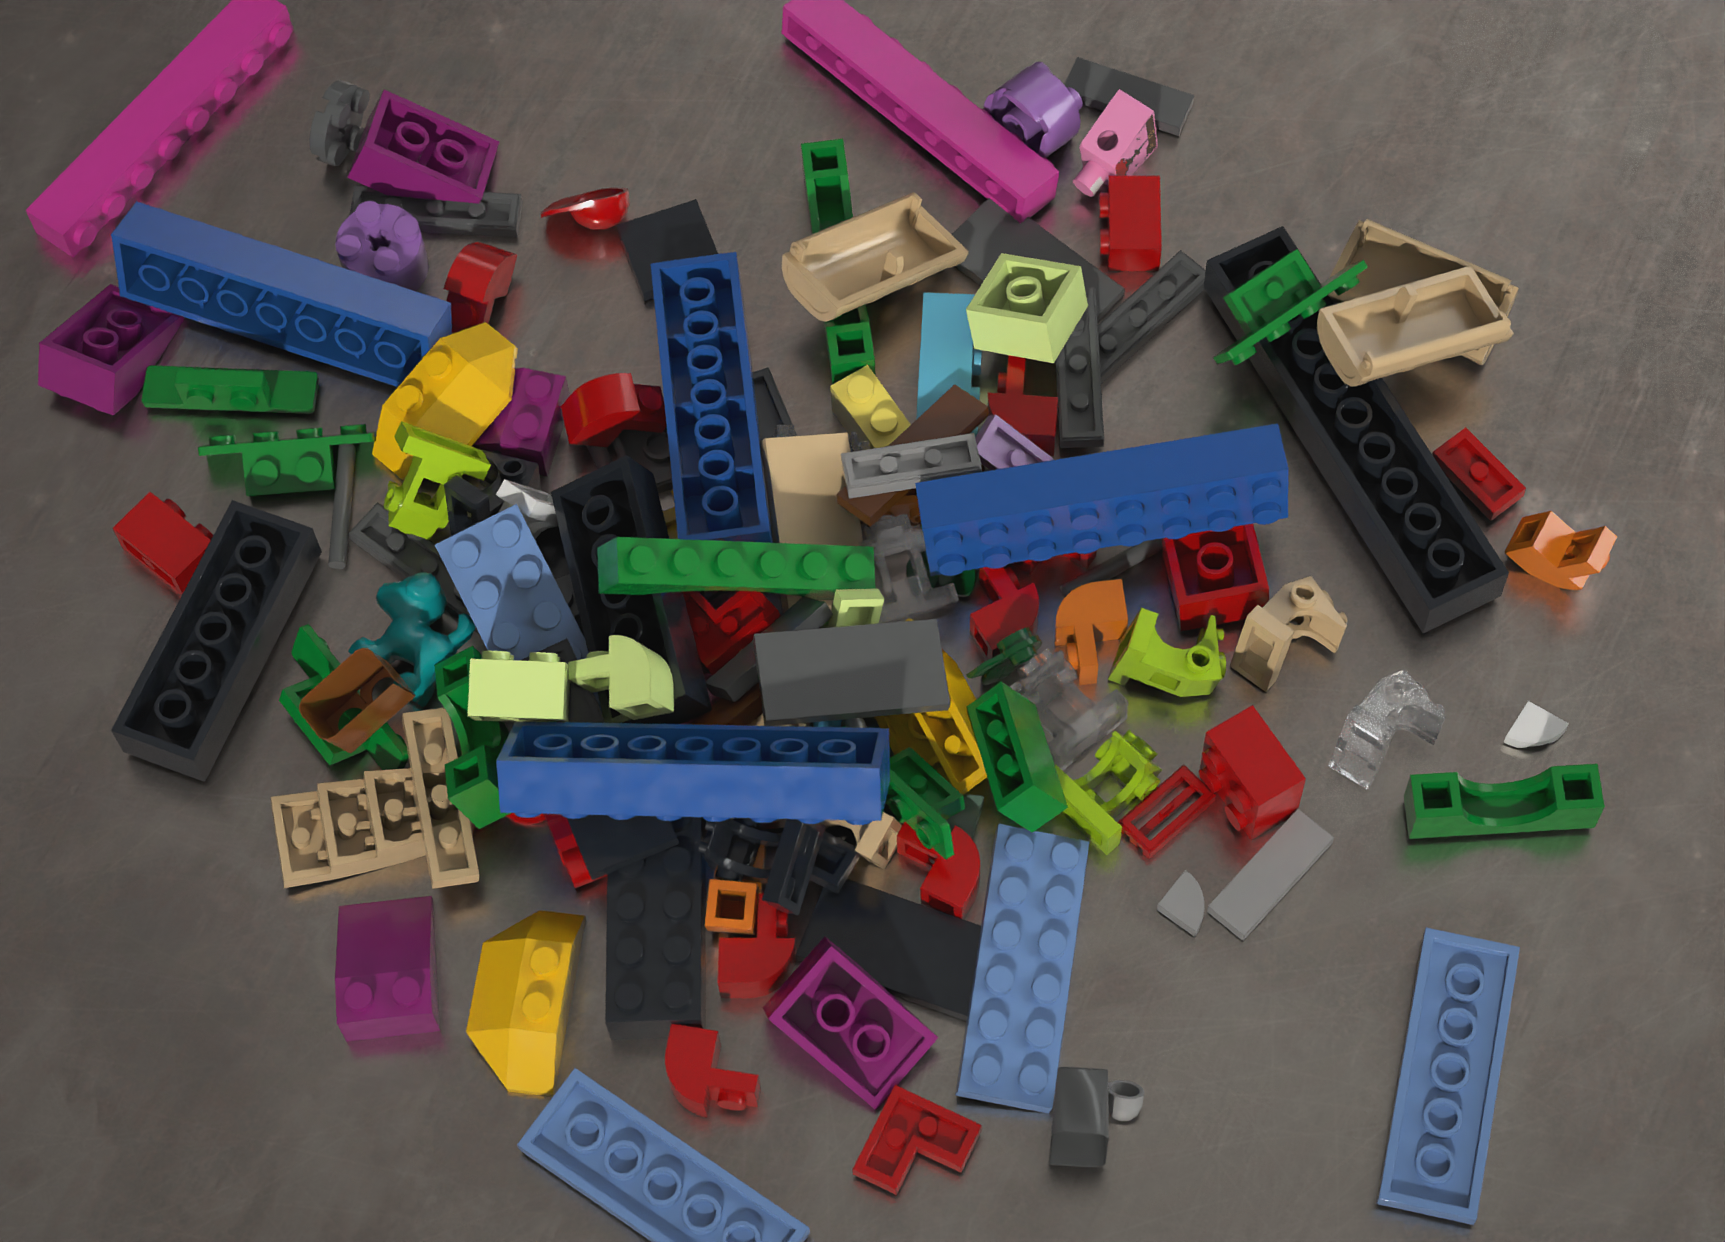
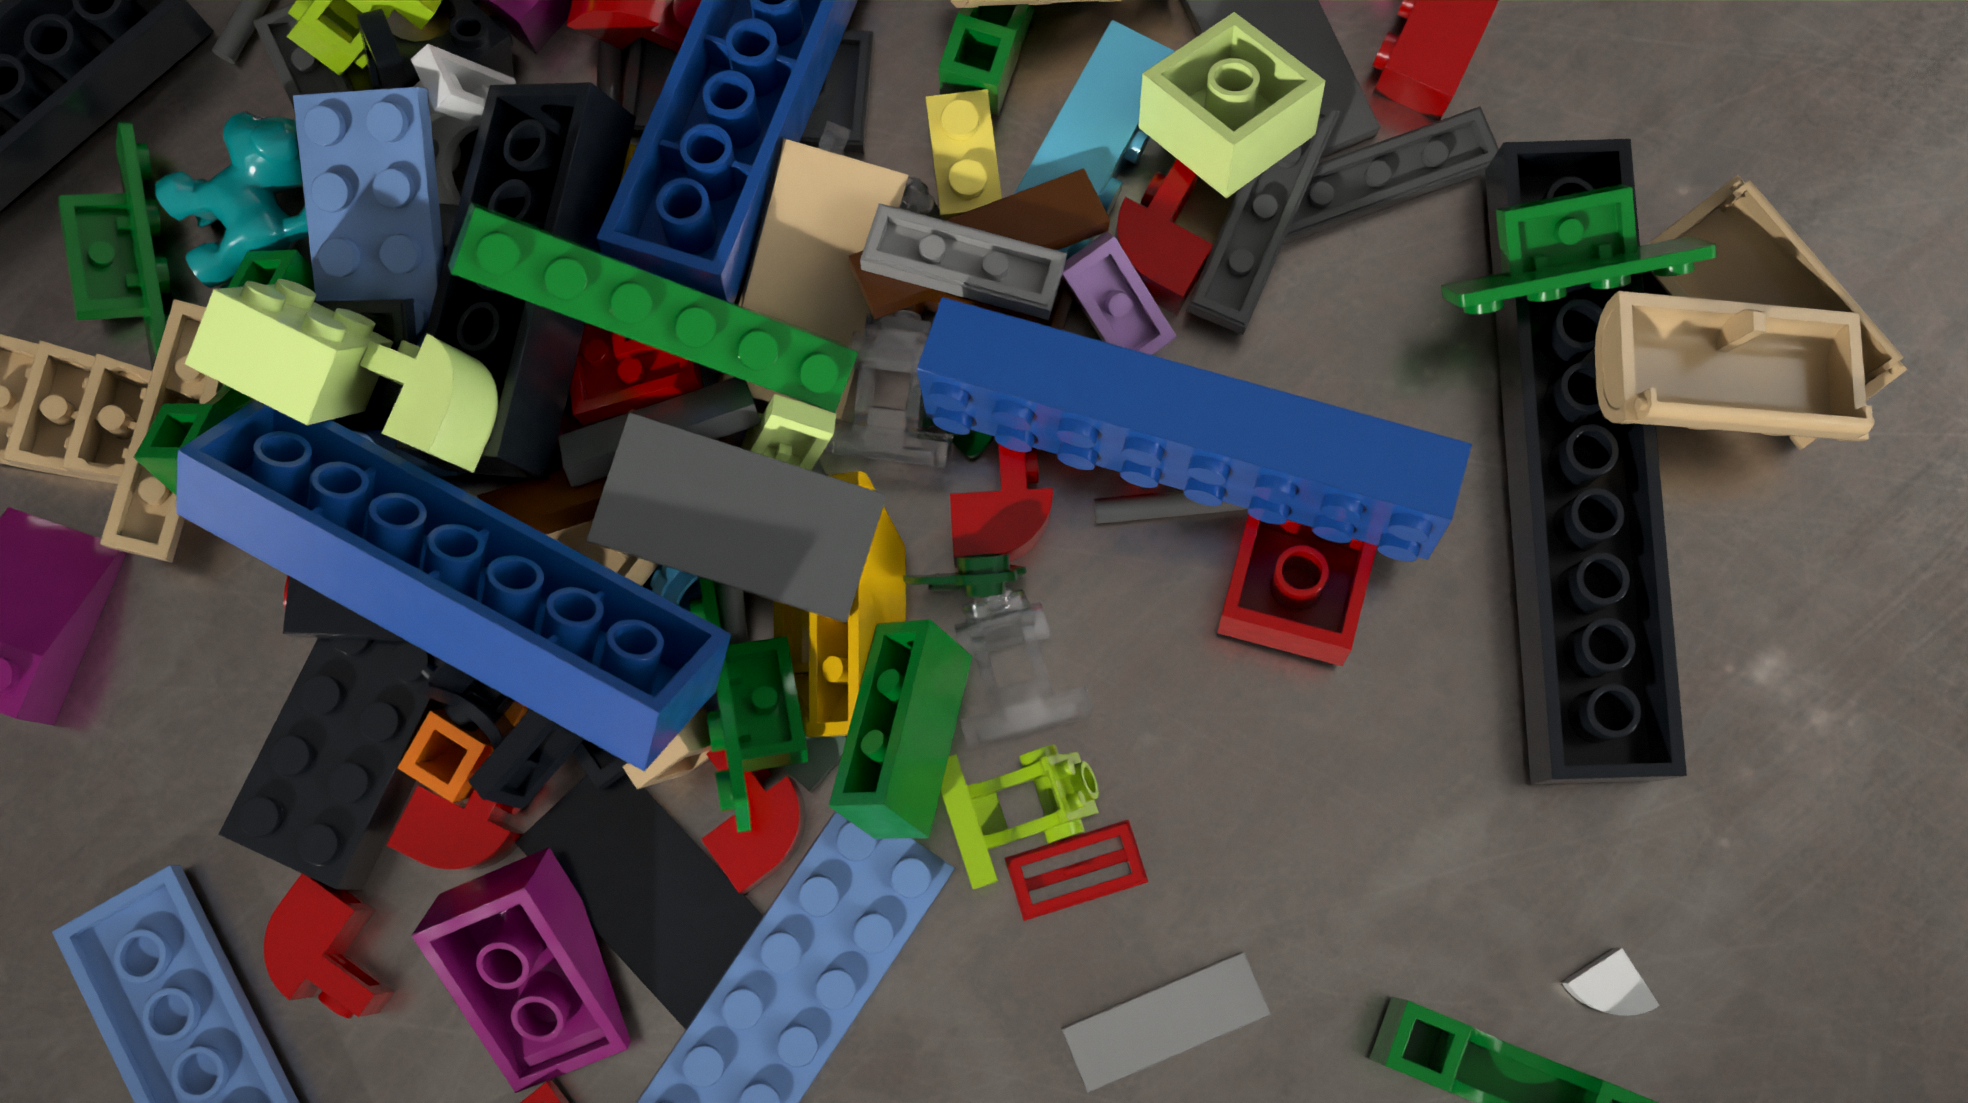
camera: 25 degrees right, 15 degrees up
(338, 693) = (74, 253): dark orange piece -> none
(526, 999) = (167, 738): yellow wedge -> none
(1089, 616) = (1106, 559): orange brick -> none
(1174, 670) = (1146, 658): lime tile -> none
(1184, 903) = (1036, 1008): light grey tile -> none
(1251, 773) = (1201, 889): red brick -> none
(1269, 630) = (1316, 709): tan tile -> none
(1370, 732) = (1374, 913): clear tile -> none
(1478, 474) = (1717, 599): red plate -> none
(1557, 553) = (1769, 765): orange brick -> none

